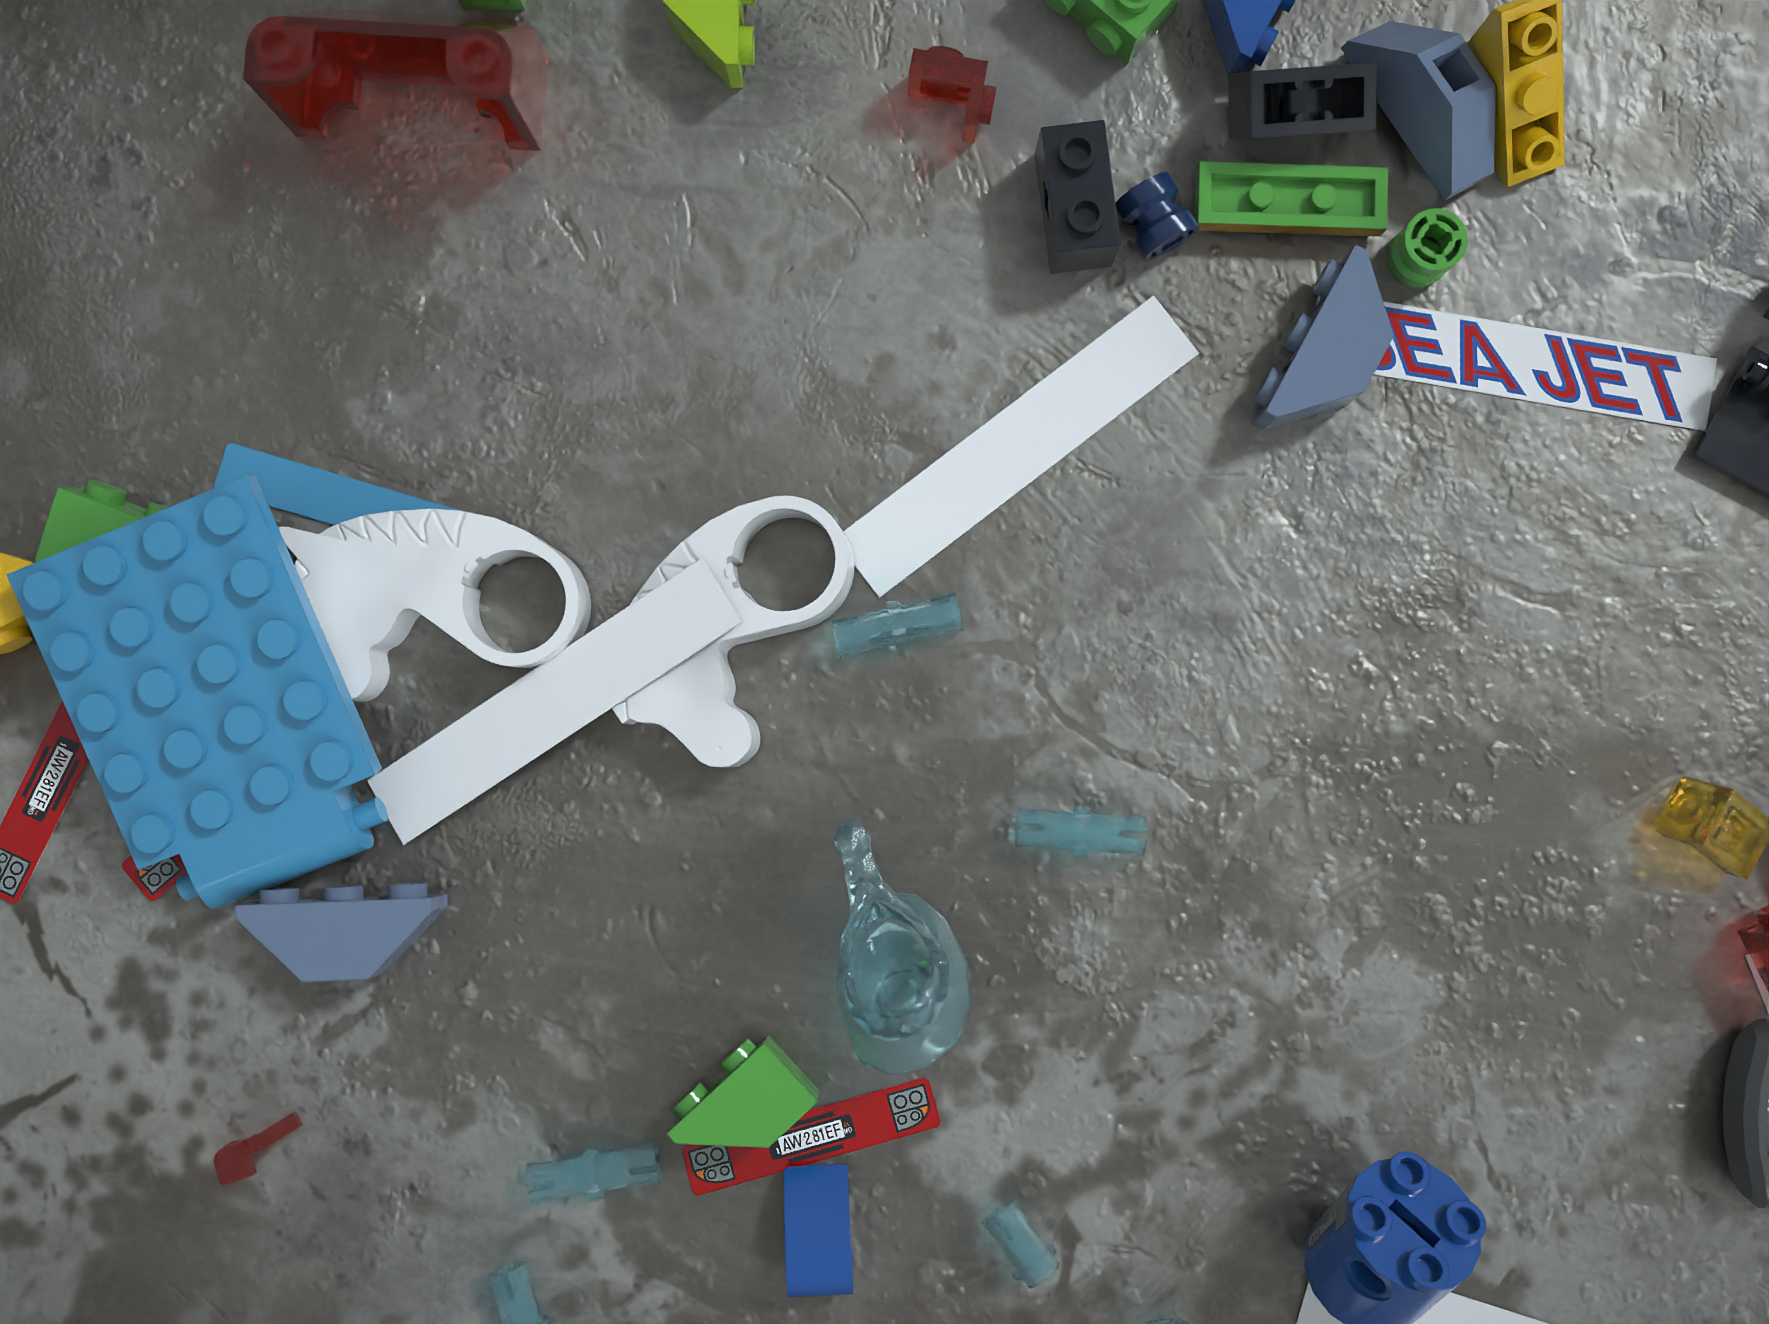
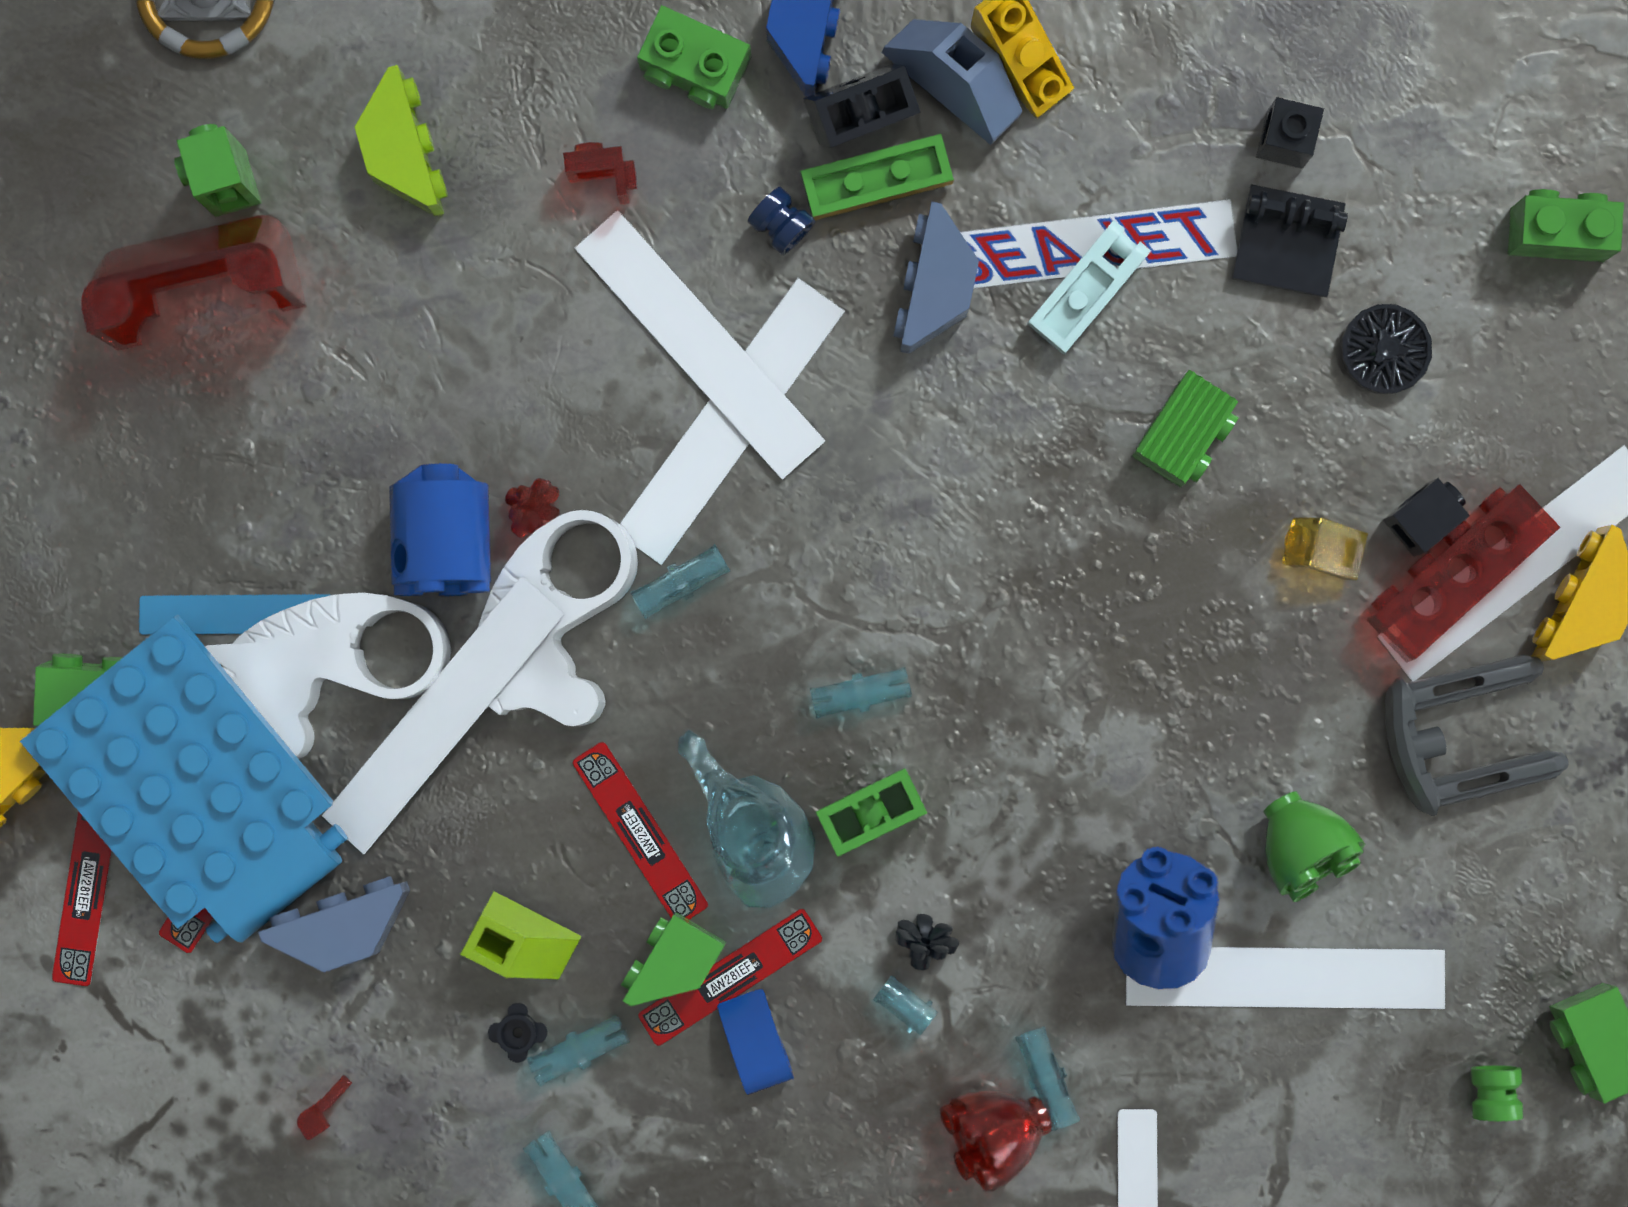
camera: 15 degrees left, 0 degrees up
(506, 1125) = (517, 1047): none -> black plate
(559, 1016) = (519, 941): none -> lime slope
(616, 473) = (439, 533): none -> blue cylinder
(741, 475) = (531, 506): none -> clear red plant
(753, 921) = (639, 832): none -> sticker
(1009, 342) = (700, 344): none -> white sticker
(1053, 988) = (871, 812): none -> bright green brick
(1071, 1169) = (925, 941): none -> black plant
(1077, 196) = (717, 225): black brick -> none
(1414, 257) = (983, 192): bright green wheel -> none
(1512, 414) = (1087, 289): none -> light aqua plate
(1588, 625) = (1185, 430): none -> bright green brick
(1593, 1195) = (1307, 845): none -> bright green piece

